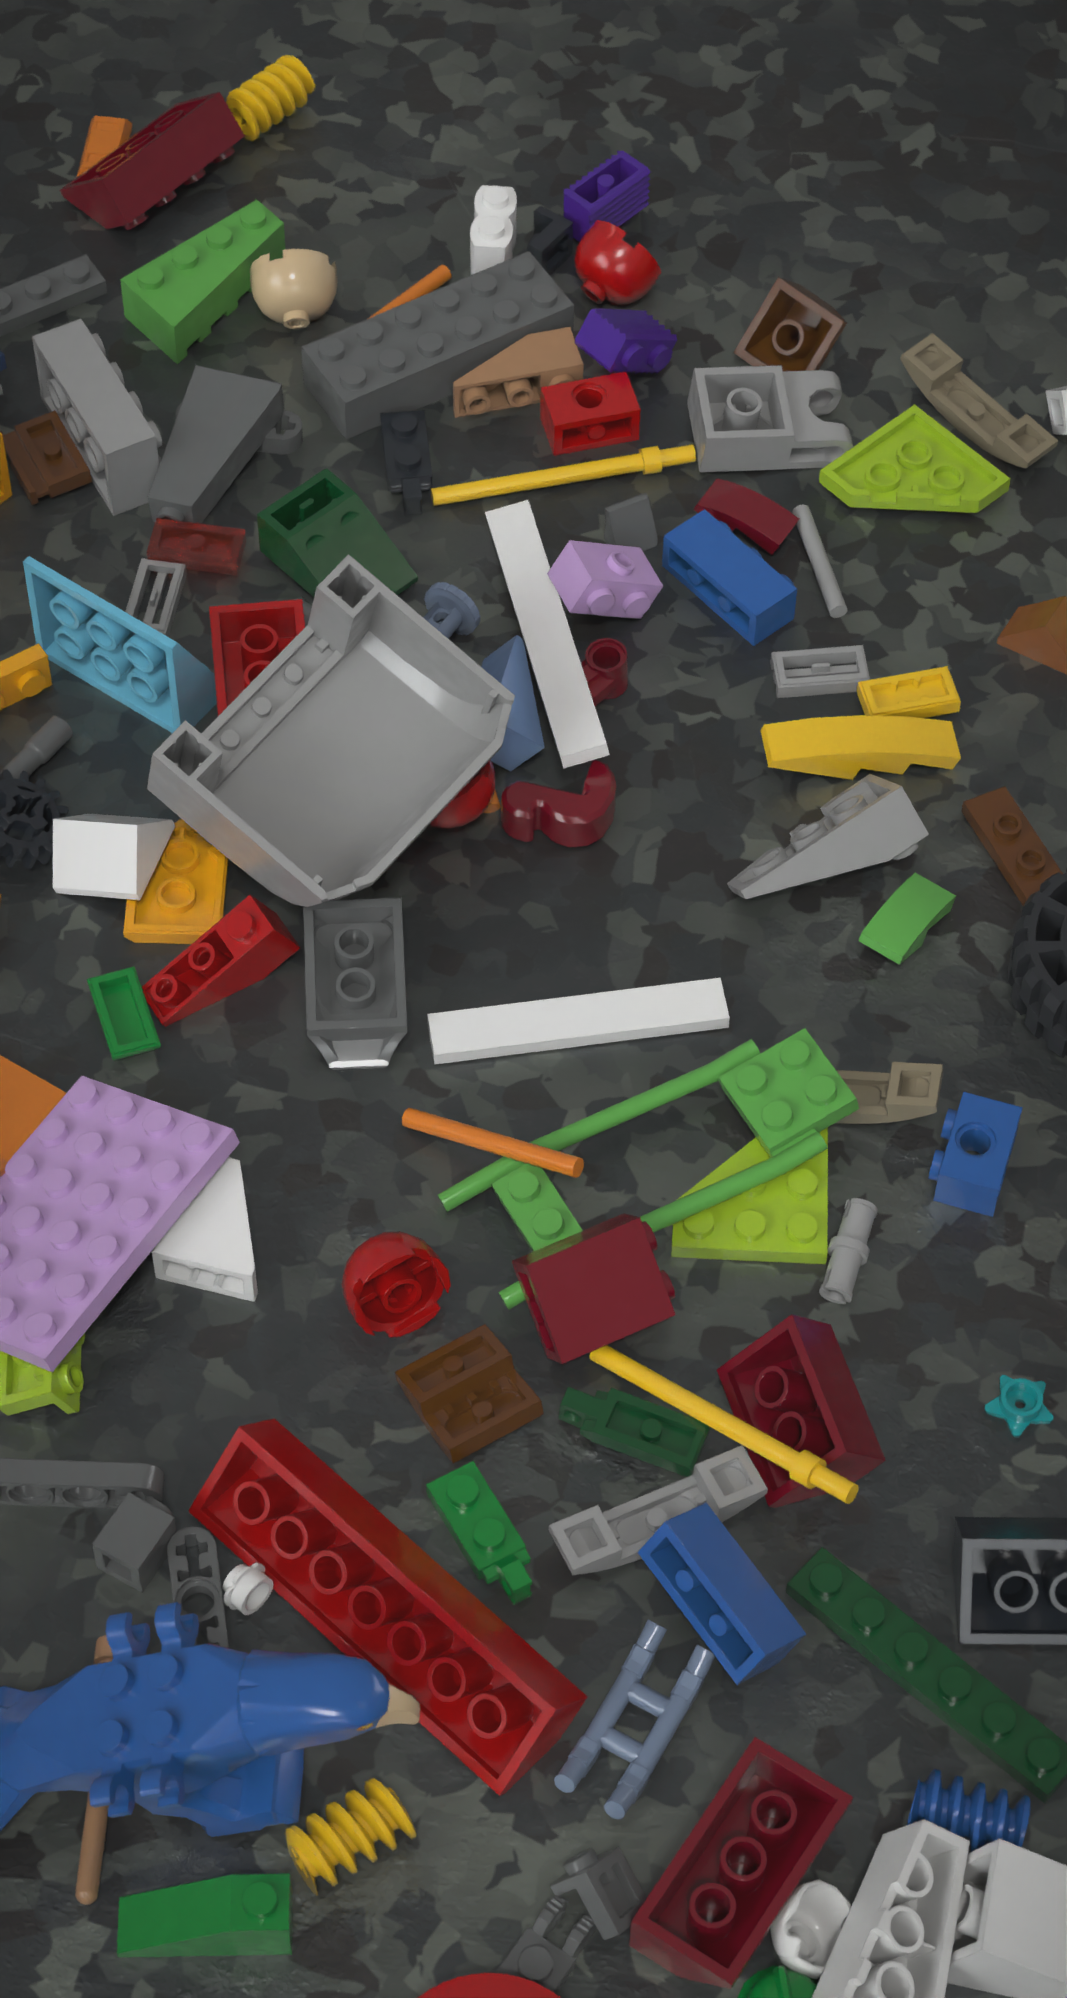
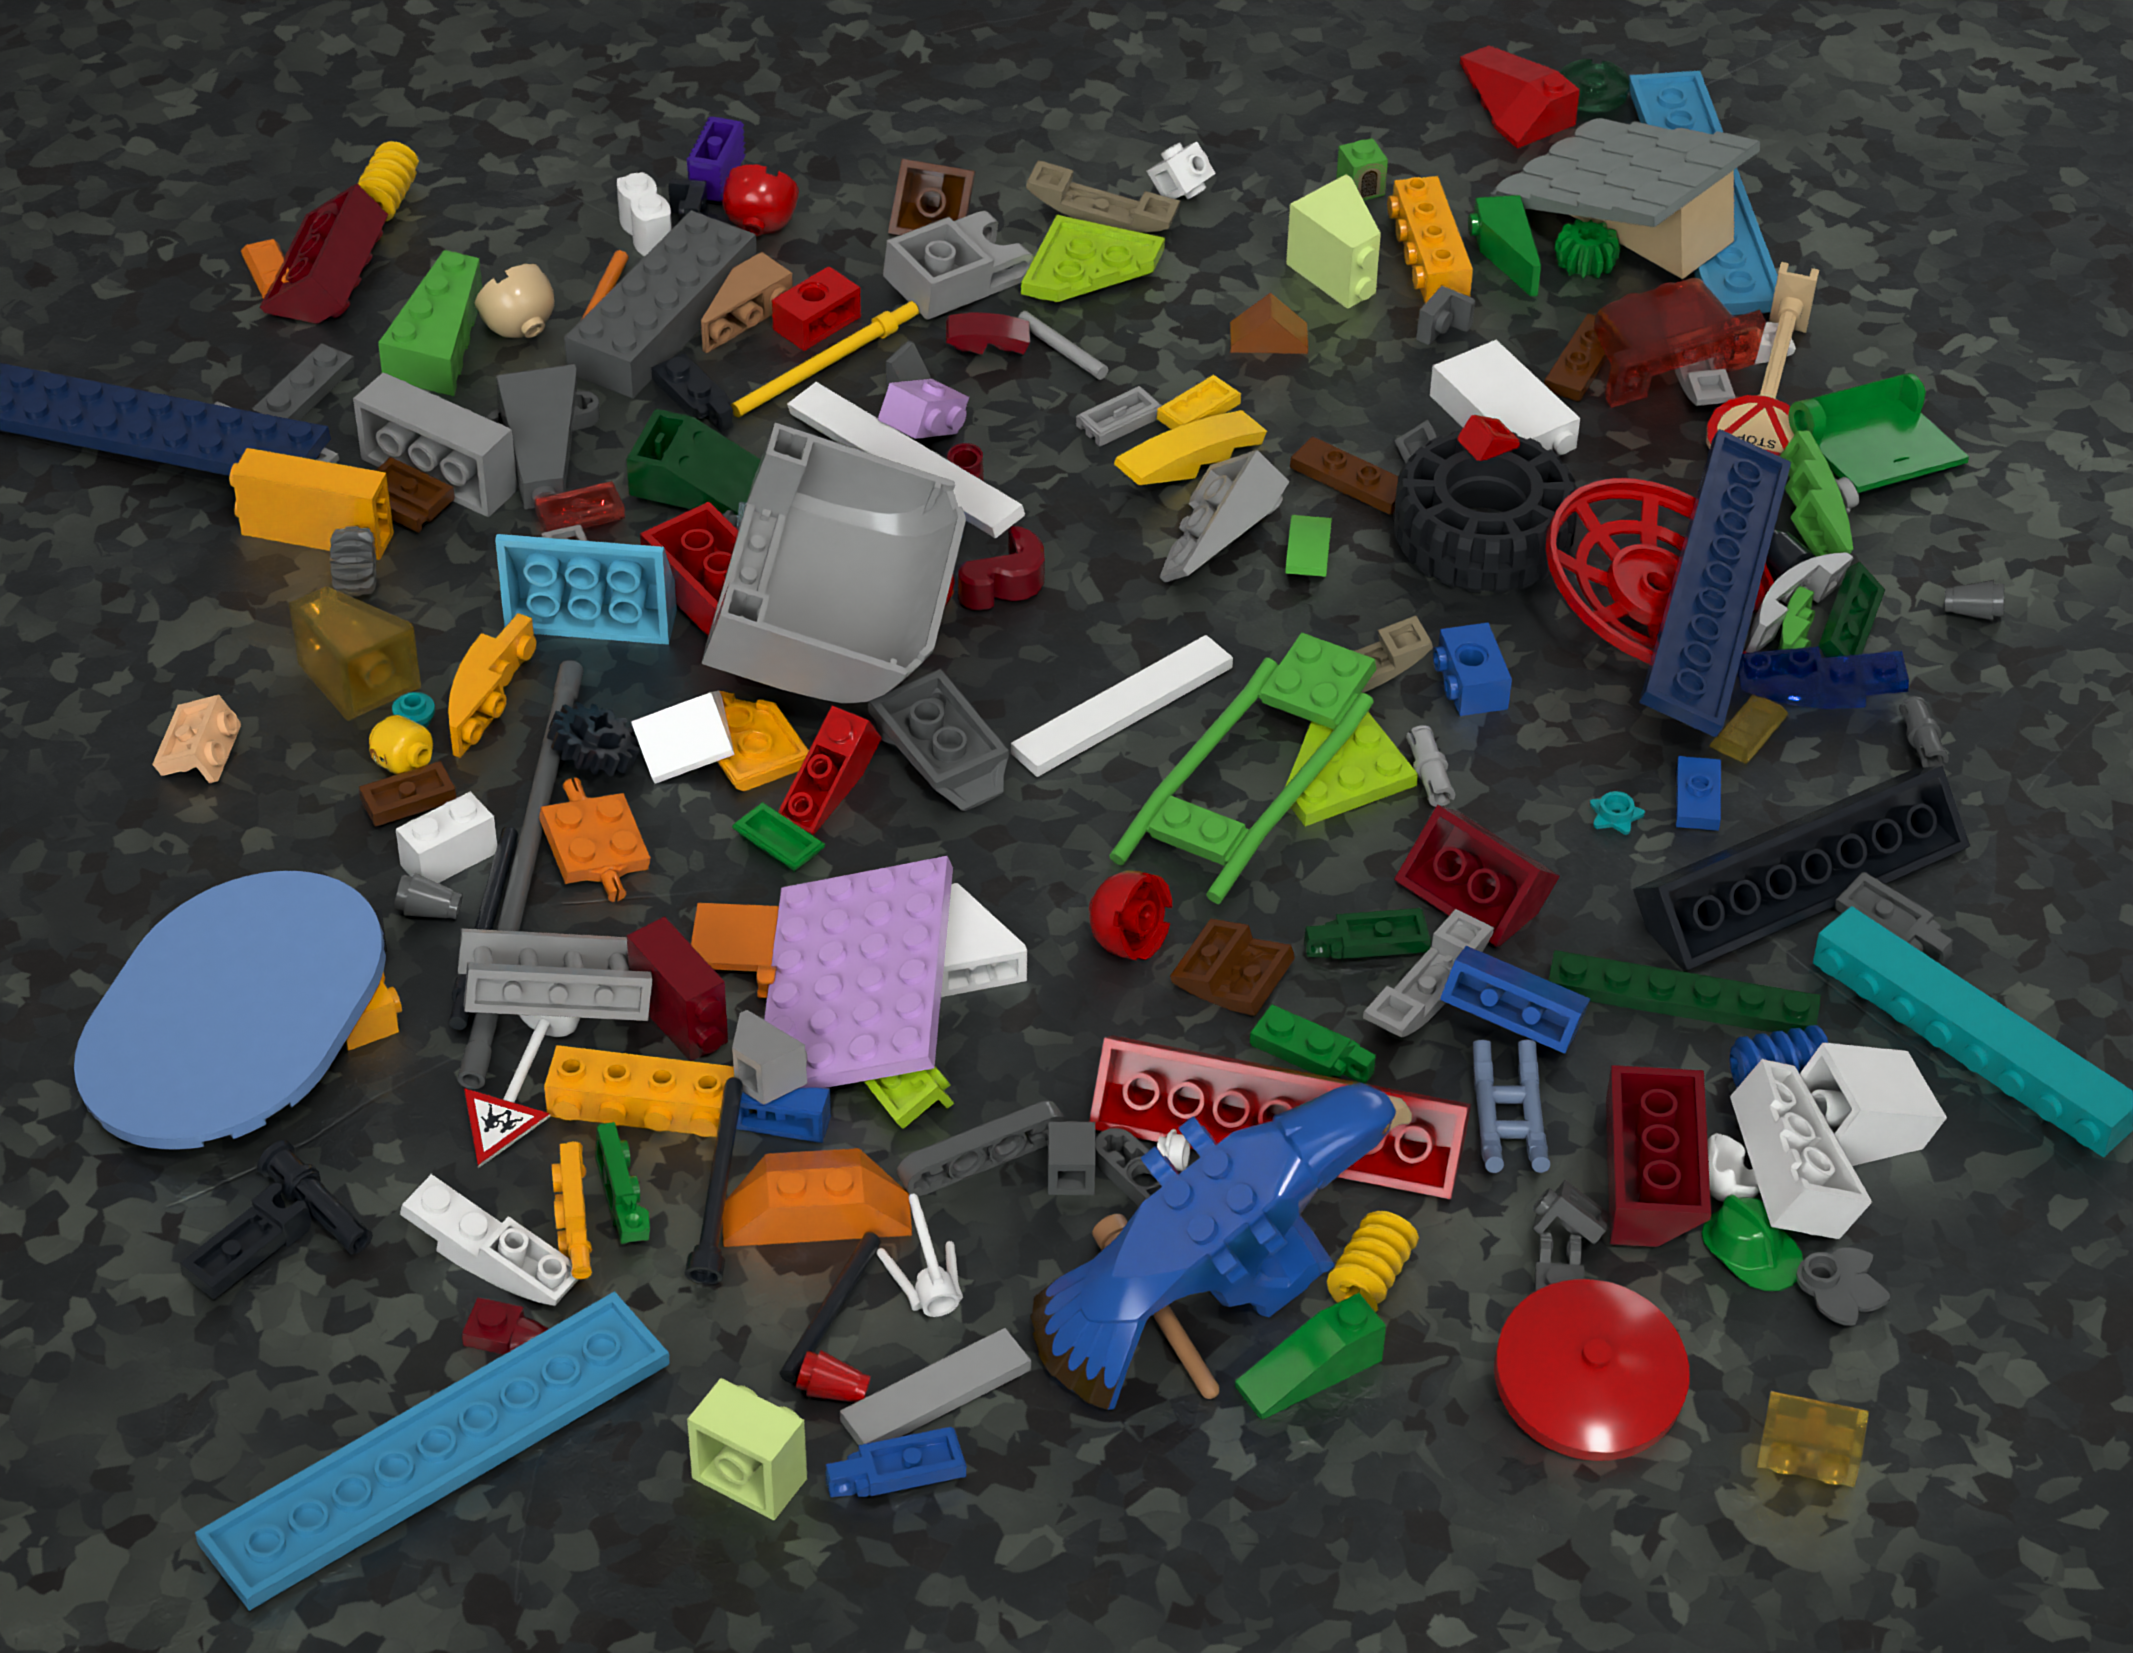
camera: 30 degrees left, 10 degrees down
(493, 1142) = (1130, 798): orange bar -> none
(595, 1287) = (1279, 854): dark red brick -> none
(626, 340) = (811, 246): dark purple brick -> none
(729, 577) = (1009, 377): blue brick -> none
(802, 1466) = (1516, 896): yellow bar -> none

